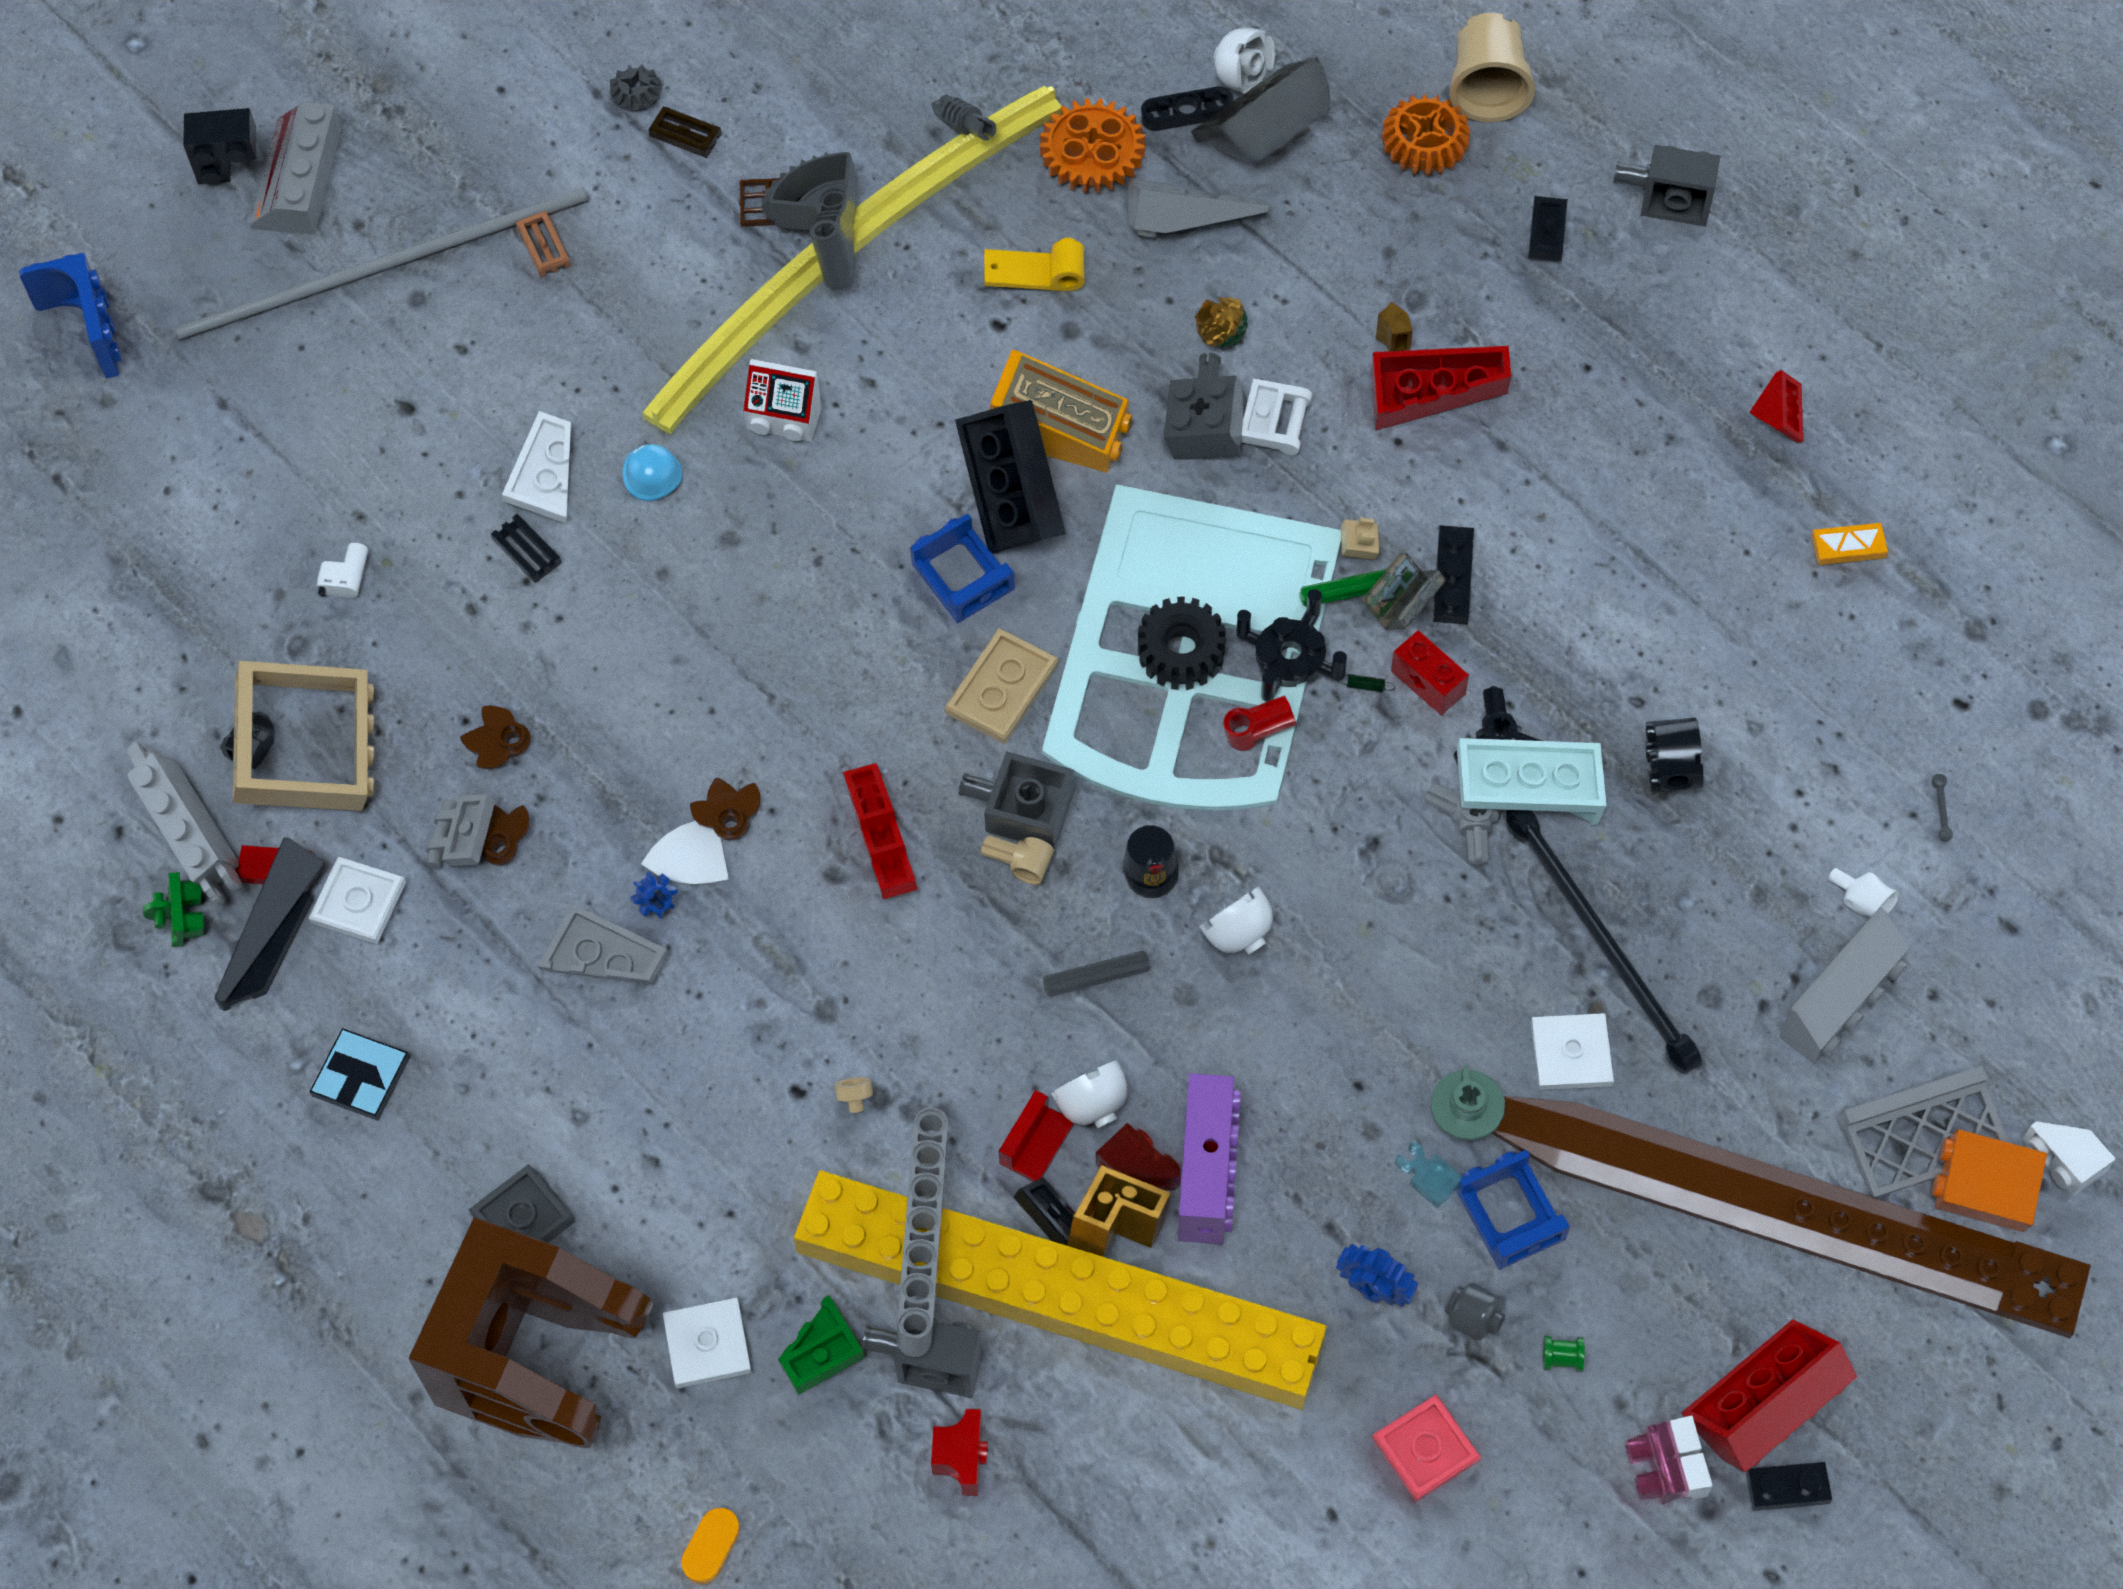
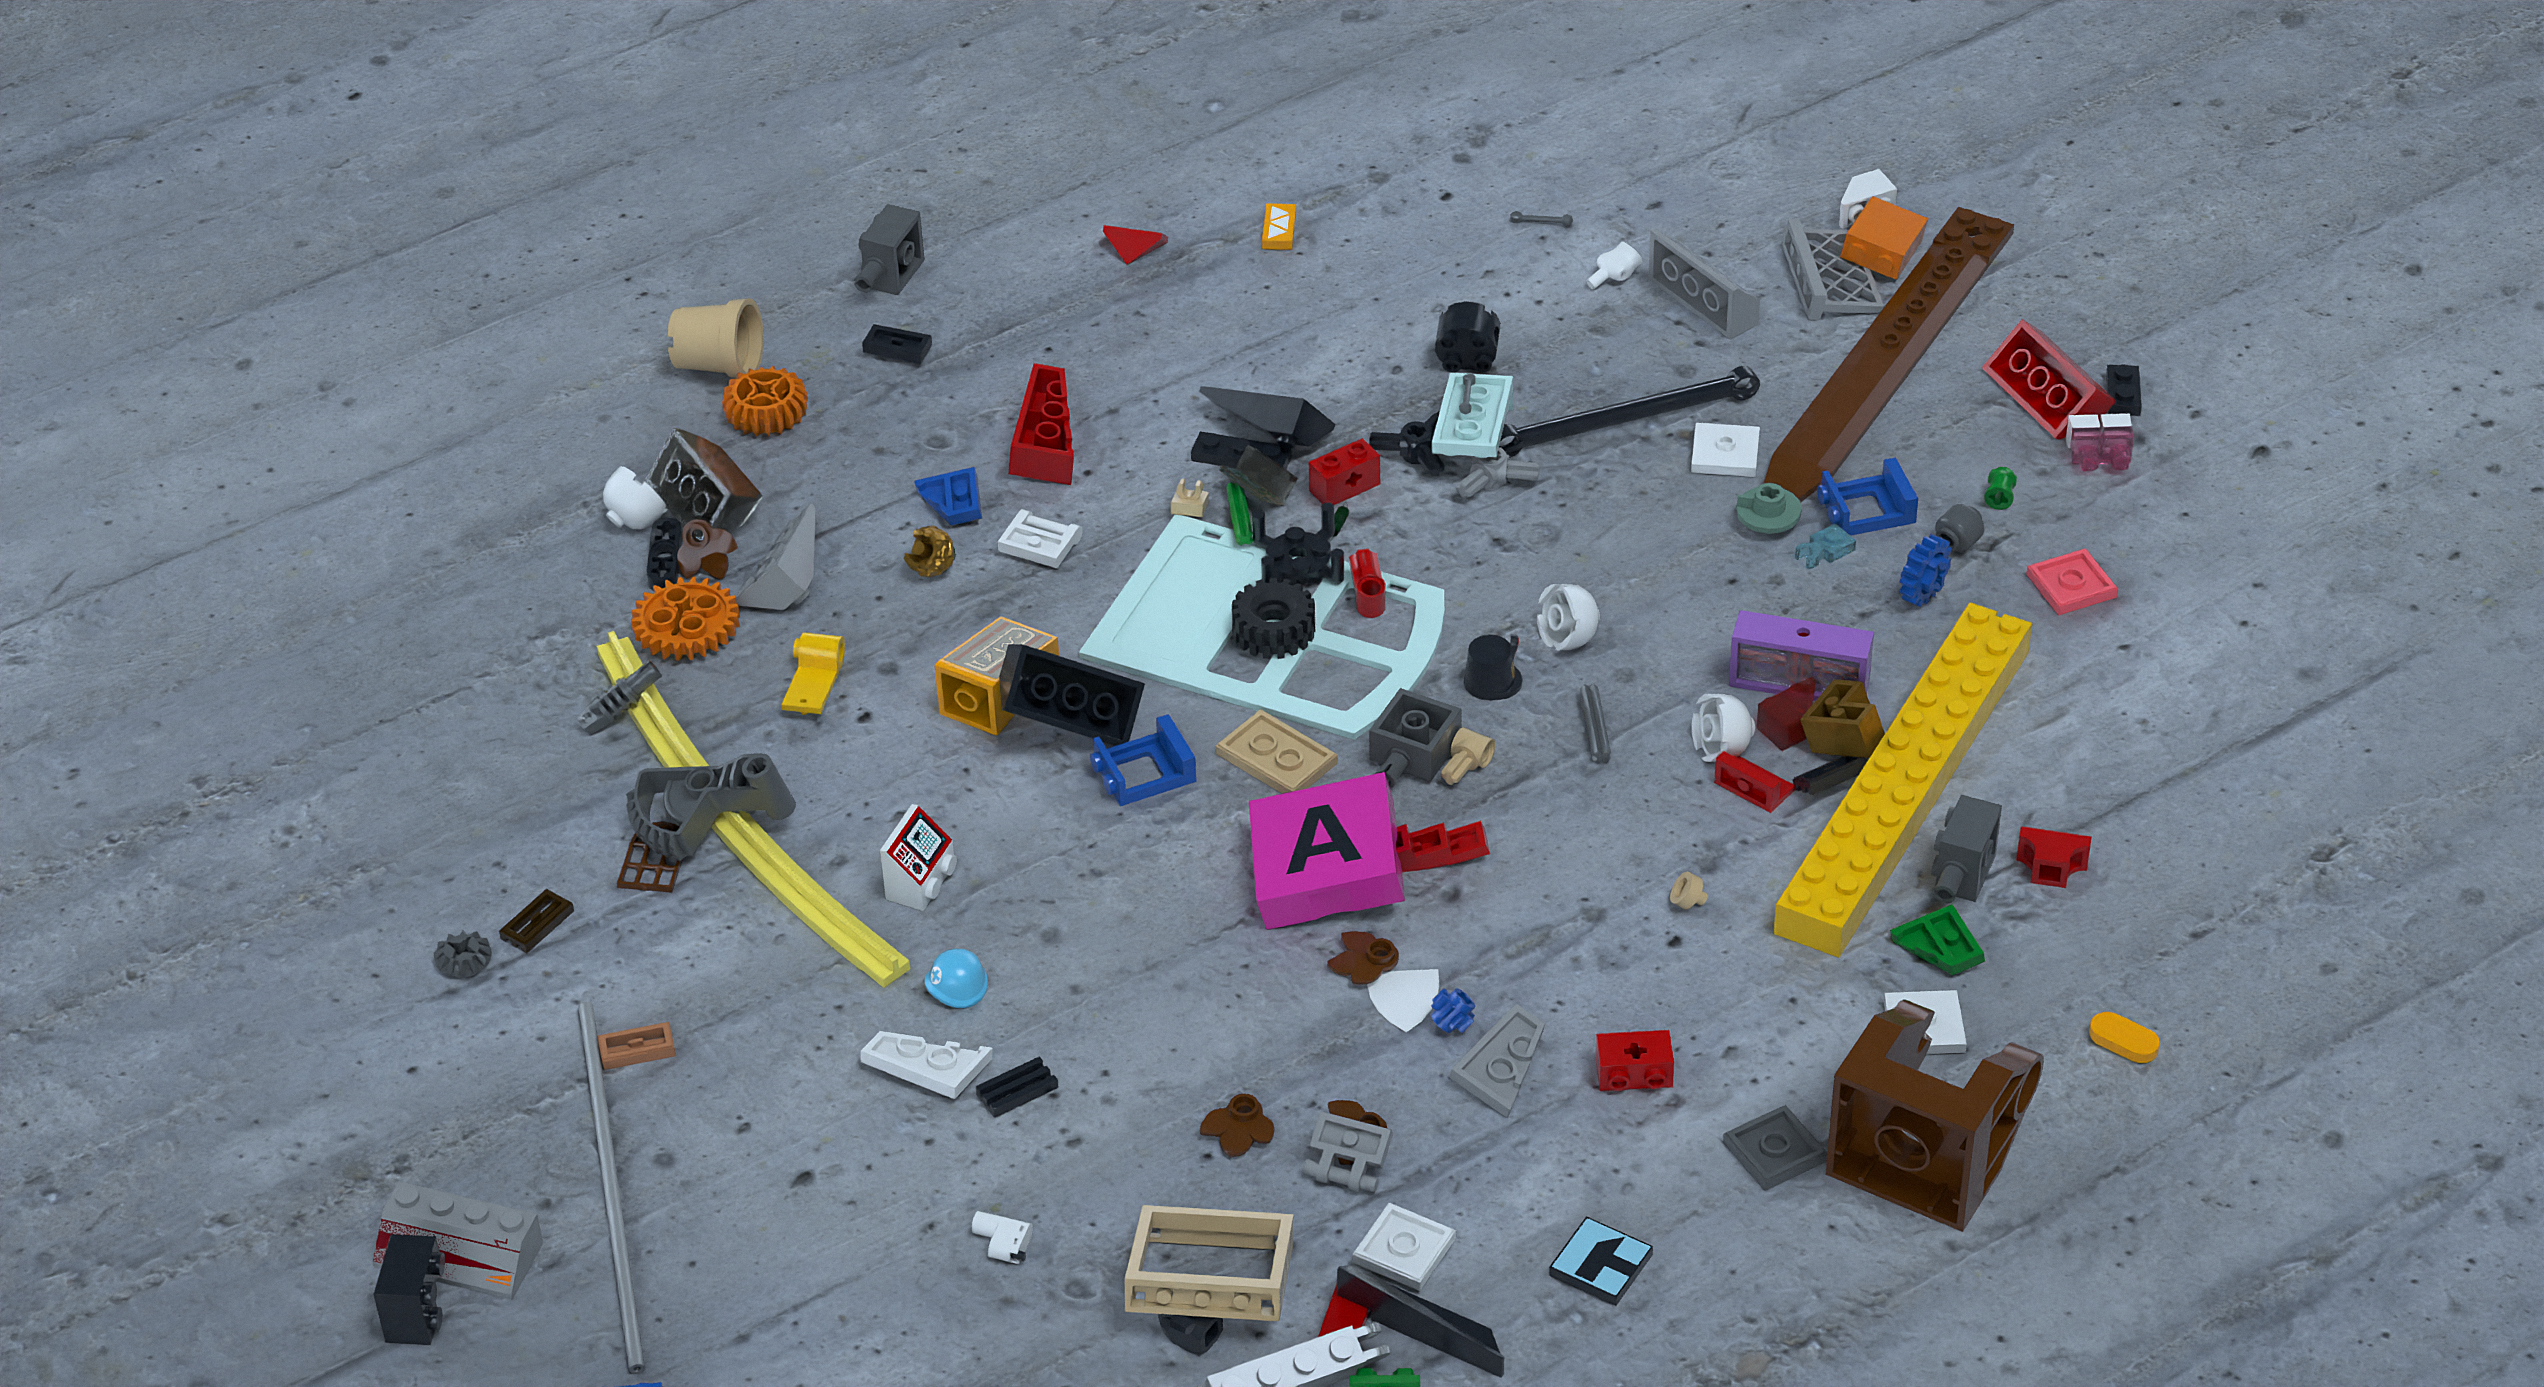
camera: 80 degrees left, 20 degrees down
(612, 1089) = (1634, 1060): none -> red brick
(842, 744) = (1325, 851): none -> dark pink tile
(922, 1245) = (1860, 819): light grey beam -> none
(1183, 132) = (706, 554): none -> reddish brown plate
(1205, 413) = (1030, 571): dark grey brick -> none
(1321, 328) = (953, 495): none -> blue wing
(1394, 328) = (976, 445): pearl gold piece -> none
(1498, 588) = (1284, 418): none -> black wedge
(1584, 762) = (1468, 381): none -> dark grey hinge

